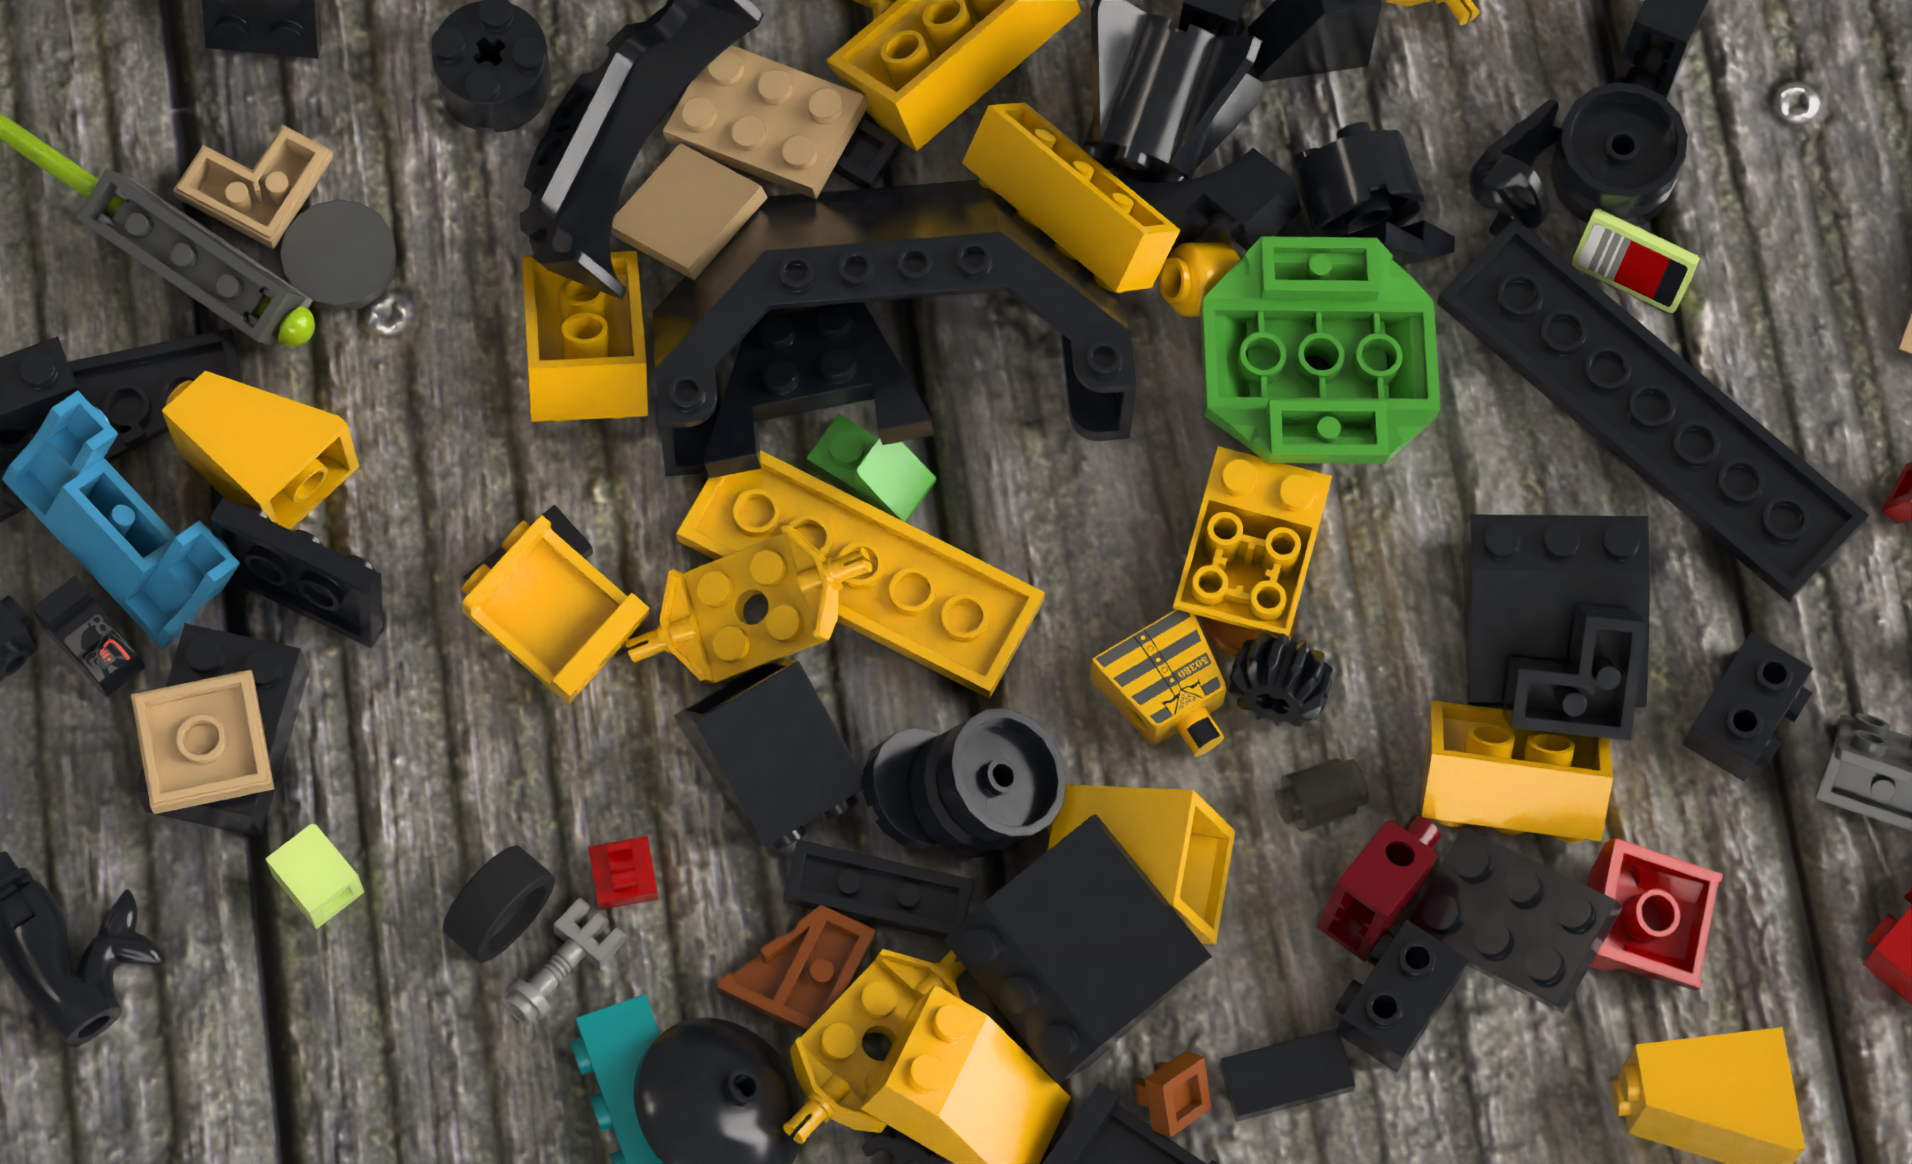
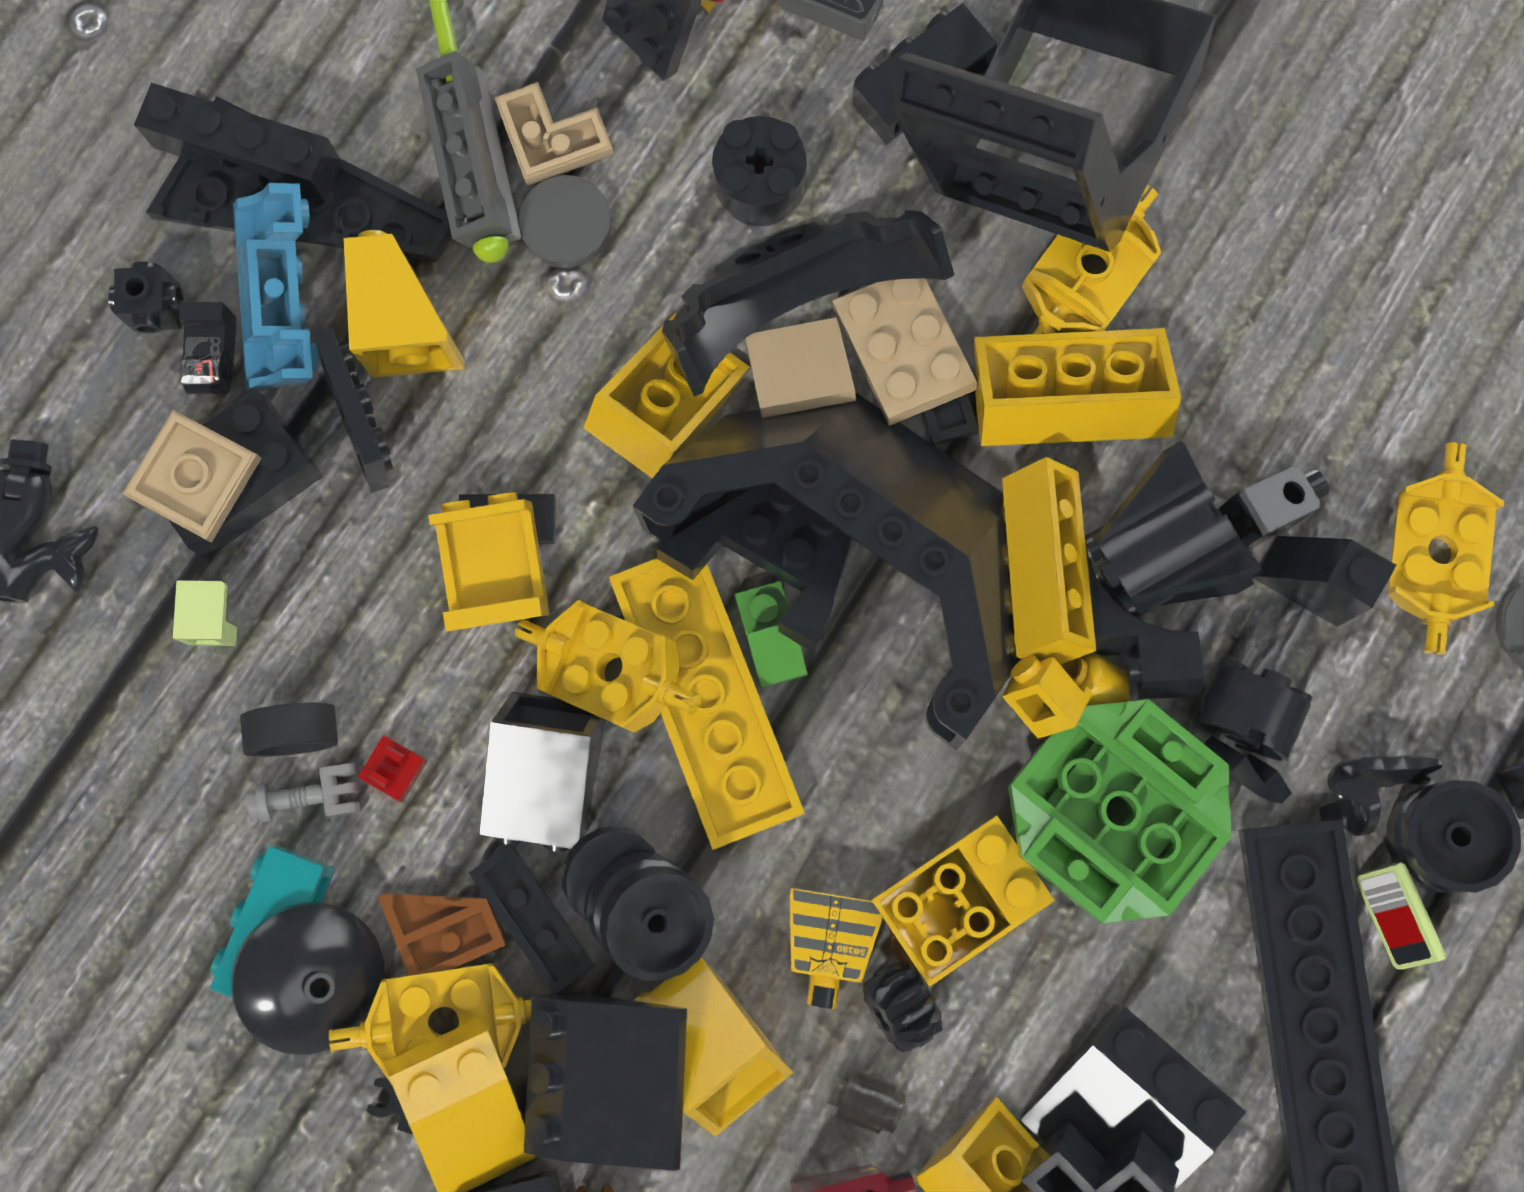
camera: 50 degrees right, 10 degrees up
(1170, 305) = (1045, 696): none -> yellow brick

